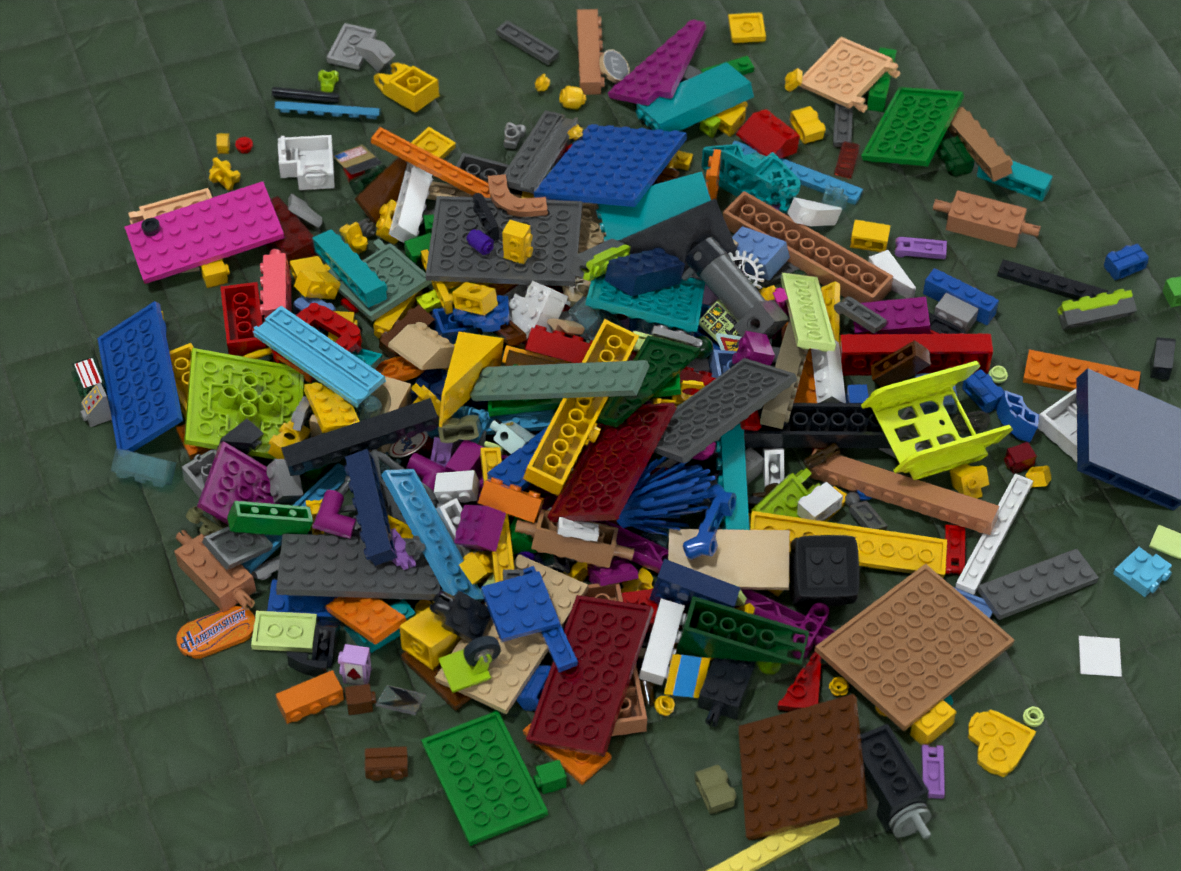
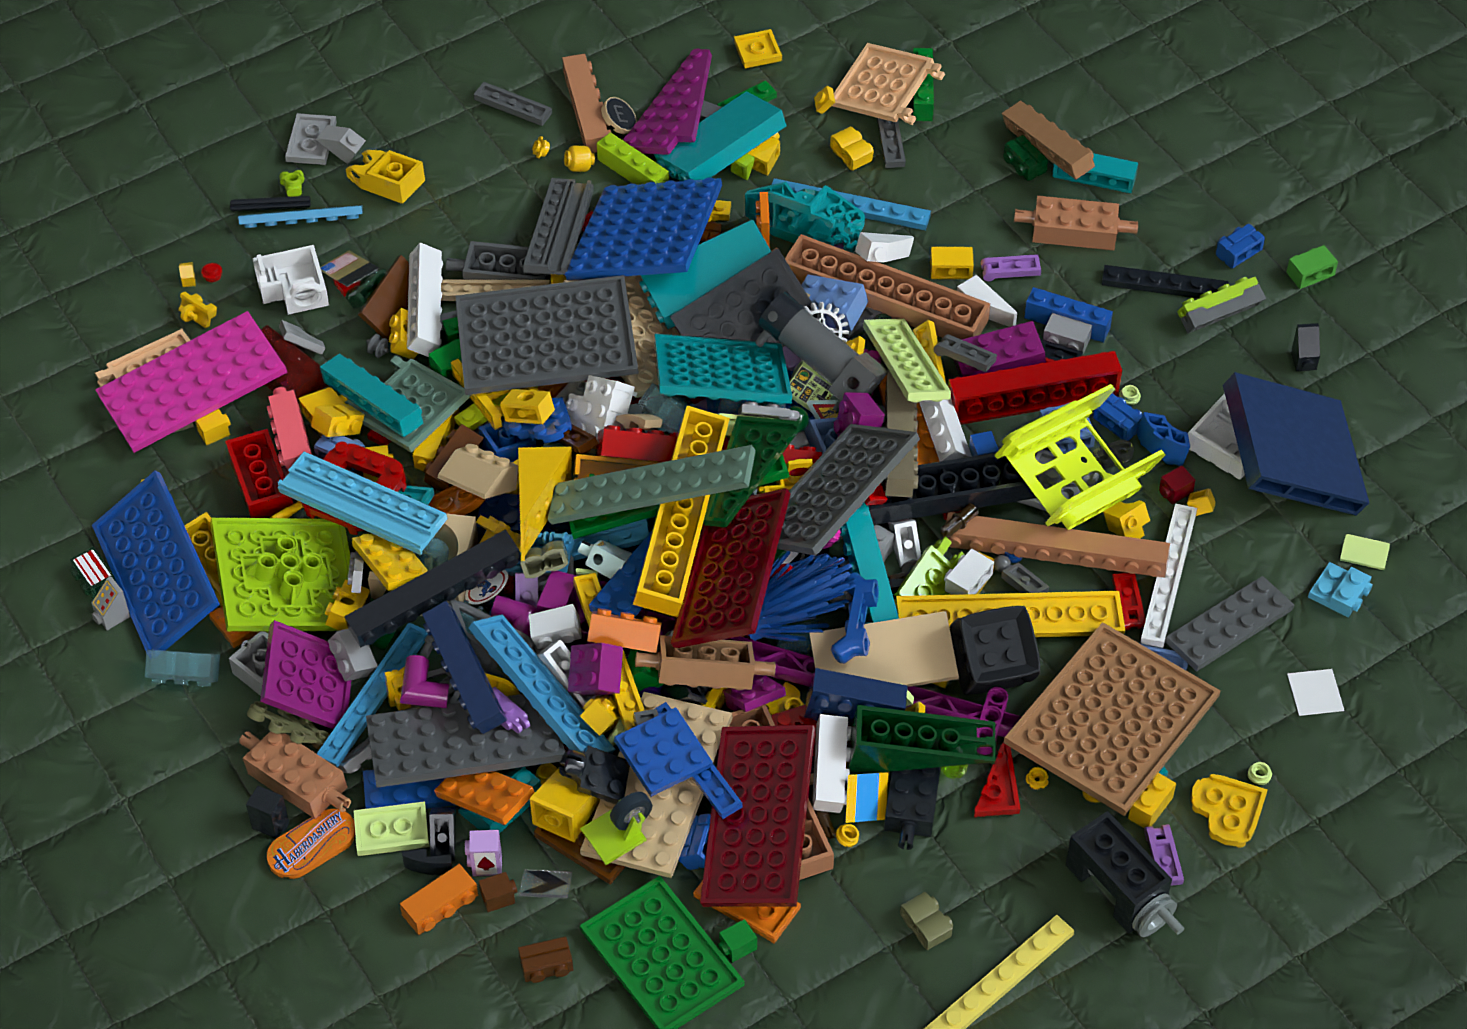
camera: 10 degrees left, 0 degrees up
(150, 226) = (127, 384): black tile -> none
(184, 599) = (267, 812): none -> black brick
(236, 547) = (316, 736): dark grey plate -> none
(244, 437) = (296, 611): black slope -> none
(269, 518) = (348, 701): green brick -> none
(354, 237) = (367, 358): yellow hips -> none
(414, 547) = (526, 705): dark grey plate -> none
(430, 163) = (443, 260): orange plate -> none
(434, 143) = (430, 234): yellow plate -> none
(480, 241) = (519, 340): dark purple brick -> none
(485, 215) = (519, 309): black plate -> none
(513, 134) = (521, 211): light grey plate -> none
(513, 205) = (547, 292): nougat plate -> none
(517, 242) = (563, 333): yellow brick -> none
(575, 132) = (593, 197): yellow plate -> none
(578, 529) = (712, 651): white plate -> none
(593, 434) = (702, 539): yellow plate -> none
(595, 260) = (662, 338): piece -> none
(614, 107) = (629, 161): none -> lime brick
(644, 272) = (715, 344): dark blue brick -> none
(769, 134) = (812, 166): red slope -> none
(780, 296) = (872, 346): dark pink piece -> none
(802, 767) = (1021, 878): reddish brown plate -> none
(835, 197) = (903, 225): clear light blue brick -> none
(851, 150) = (907, 169): clear red slope -> none
(900, 364) = (1022, 402): reddish brown brick -> none
(913, 126) = (970, 131): green plate -> none
(1061, 371) = (1205, 380): orange plate -> none

